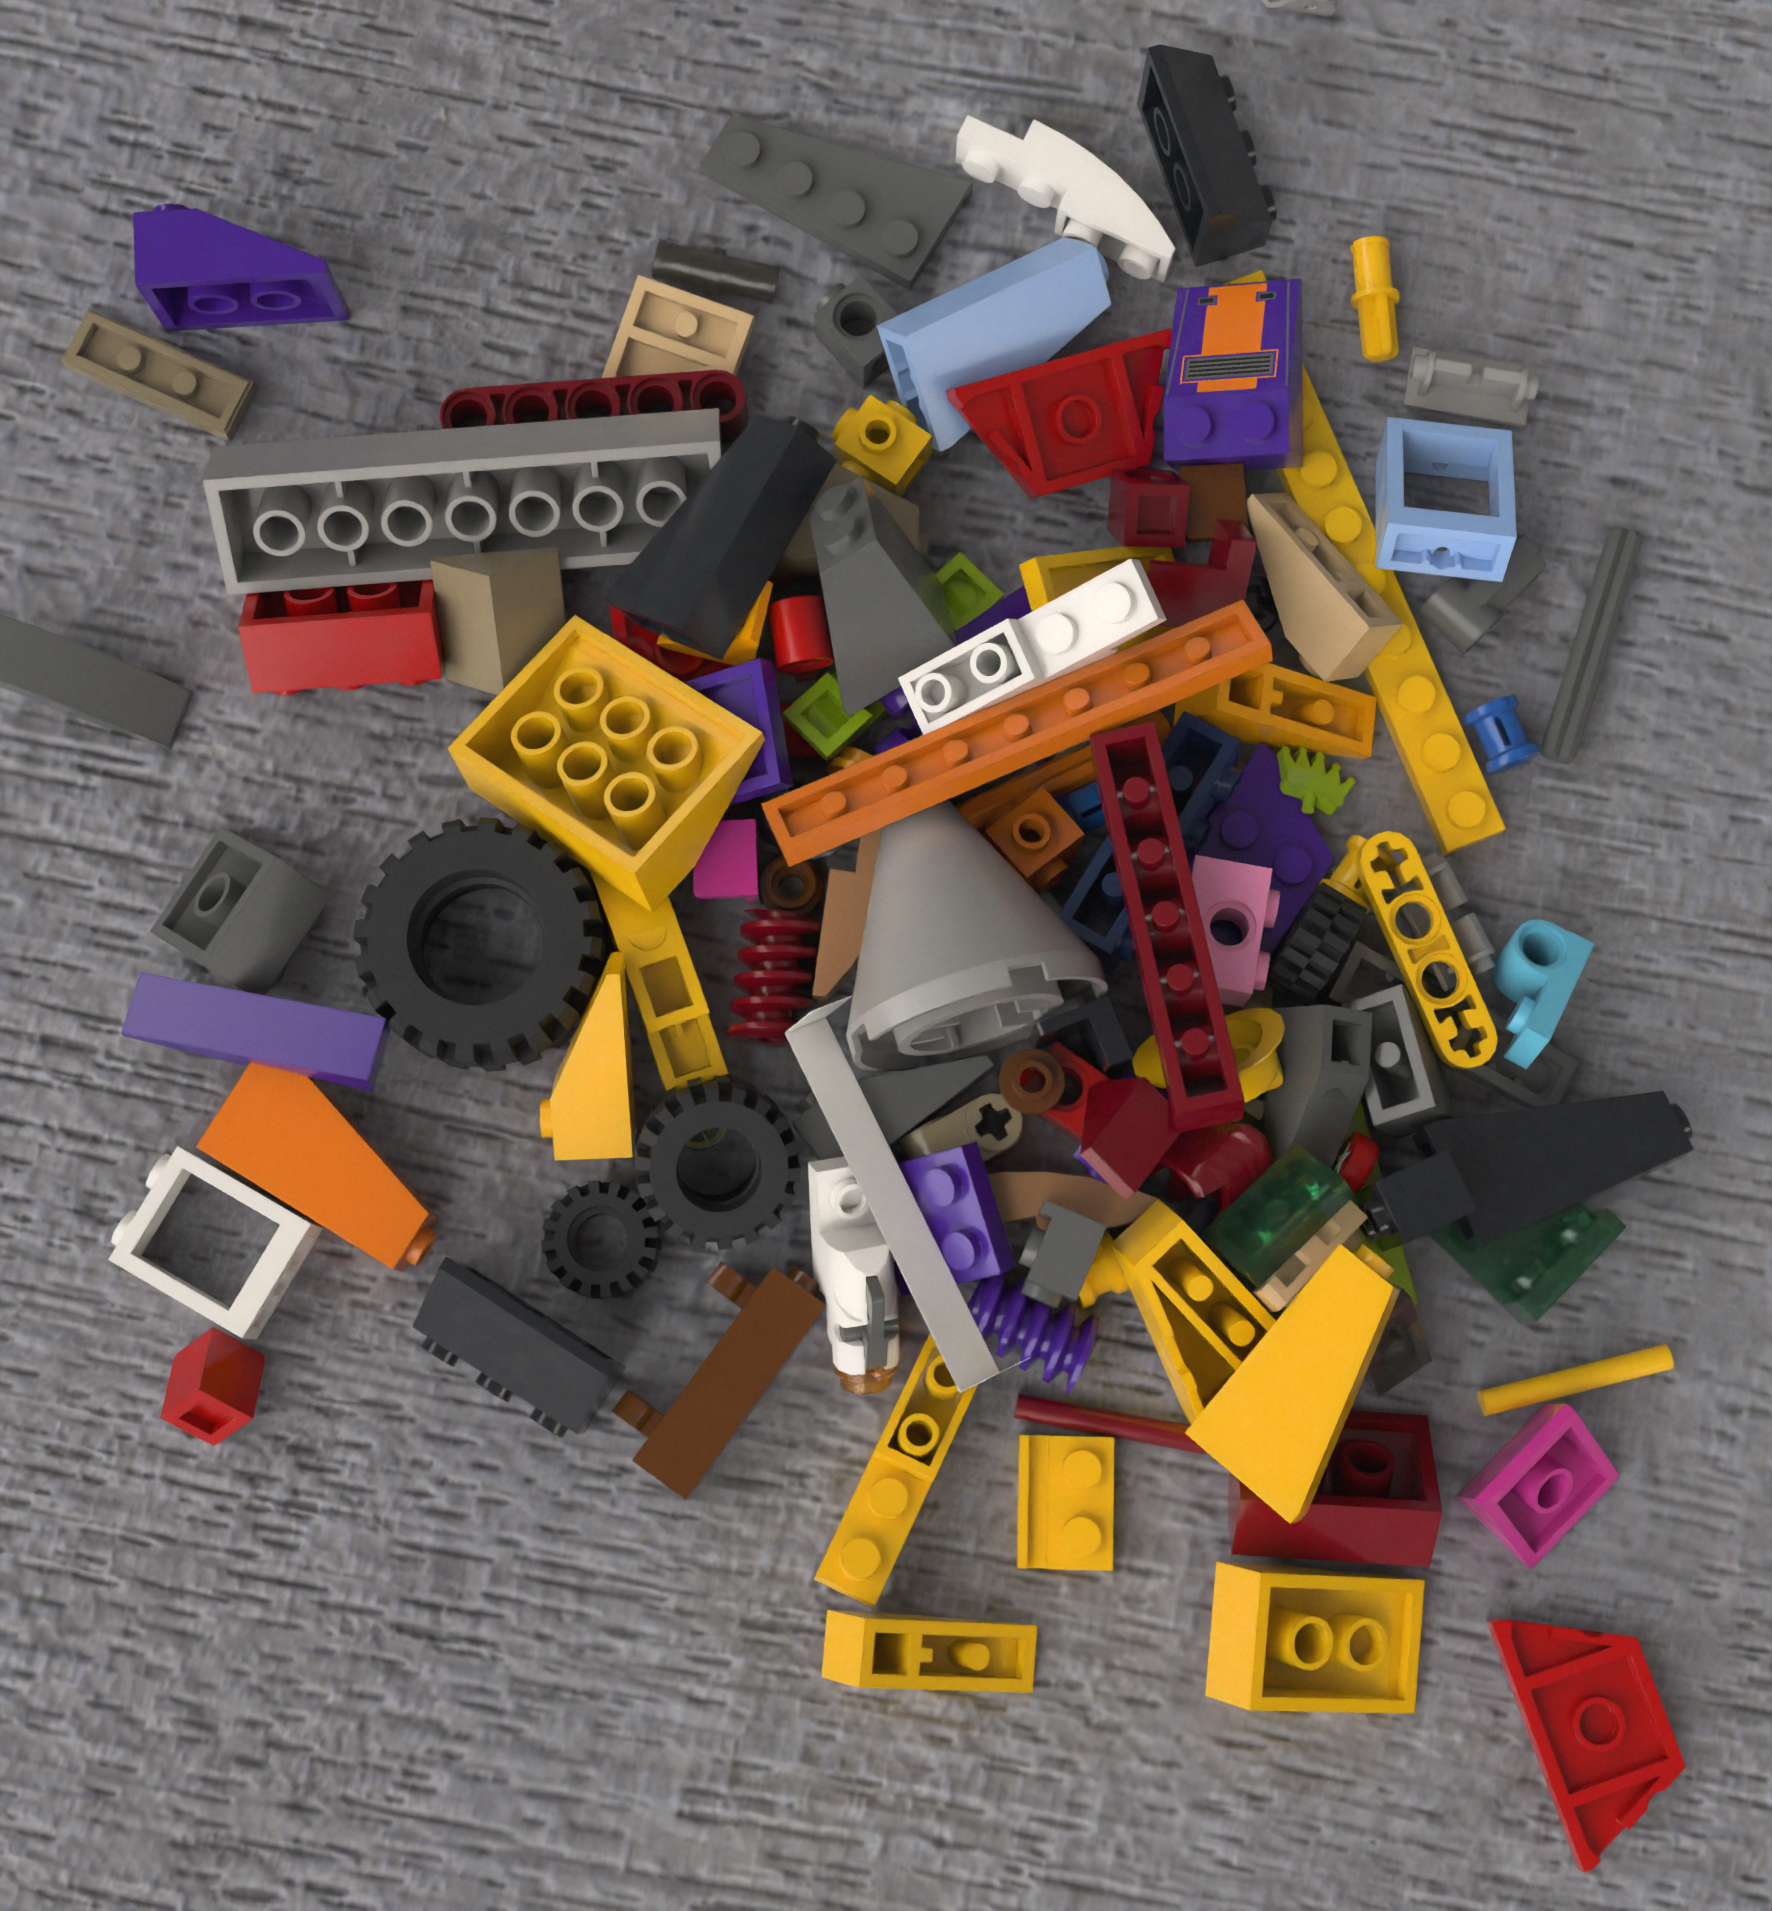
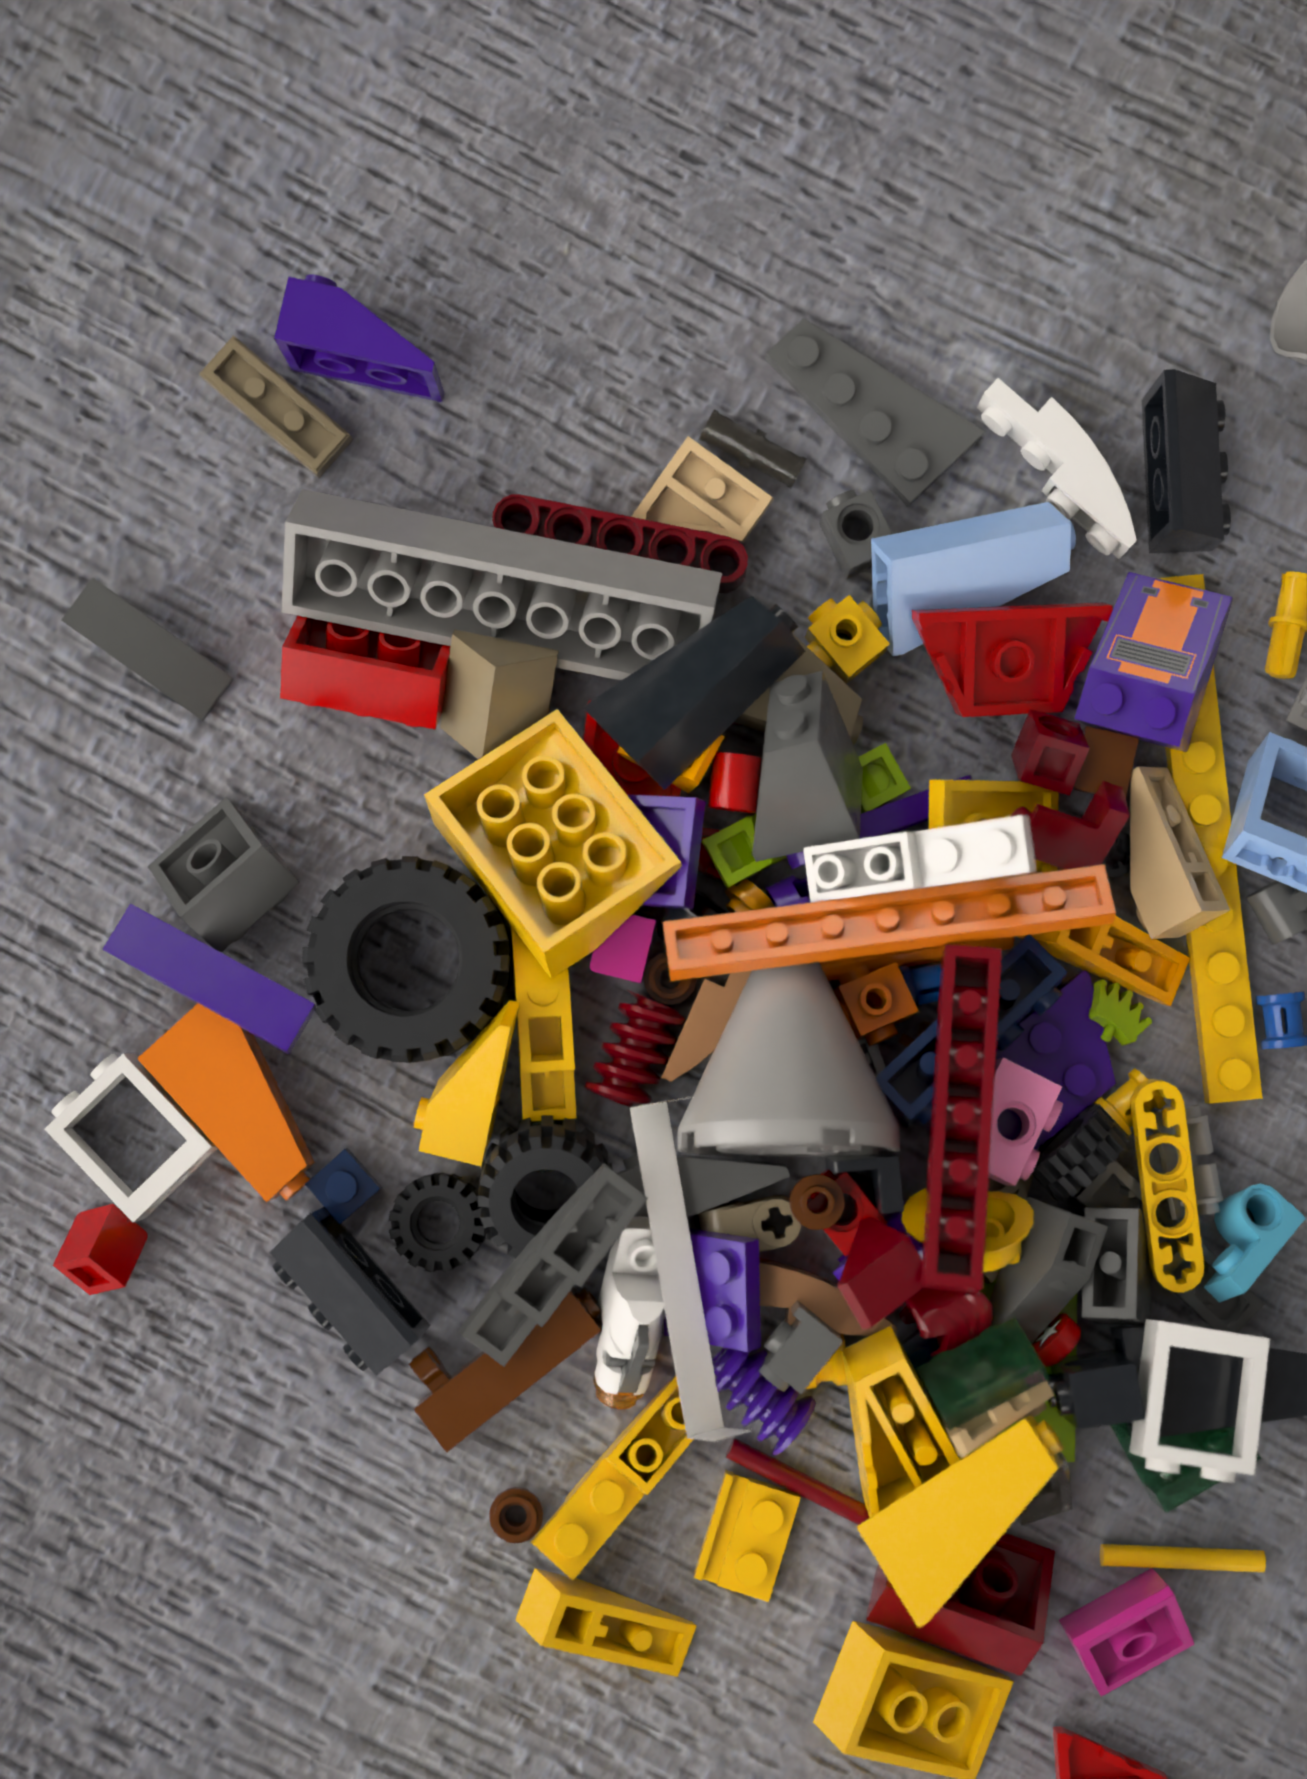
camera: 20 degrees right, 5 degrees up
(479, 1232) = (343, 1186): none -> dark blue plate
(746, 1237) = (552, 1264): none -> dark grey slope
(784, 1578) = (511, 1531): none -> reddish brown plate
(1524, 1105) = (1152, 1380): none -> white window

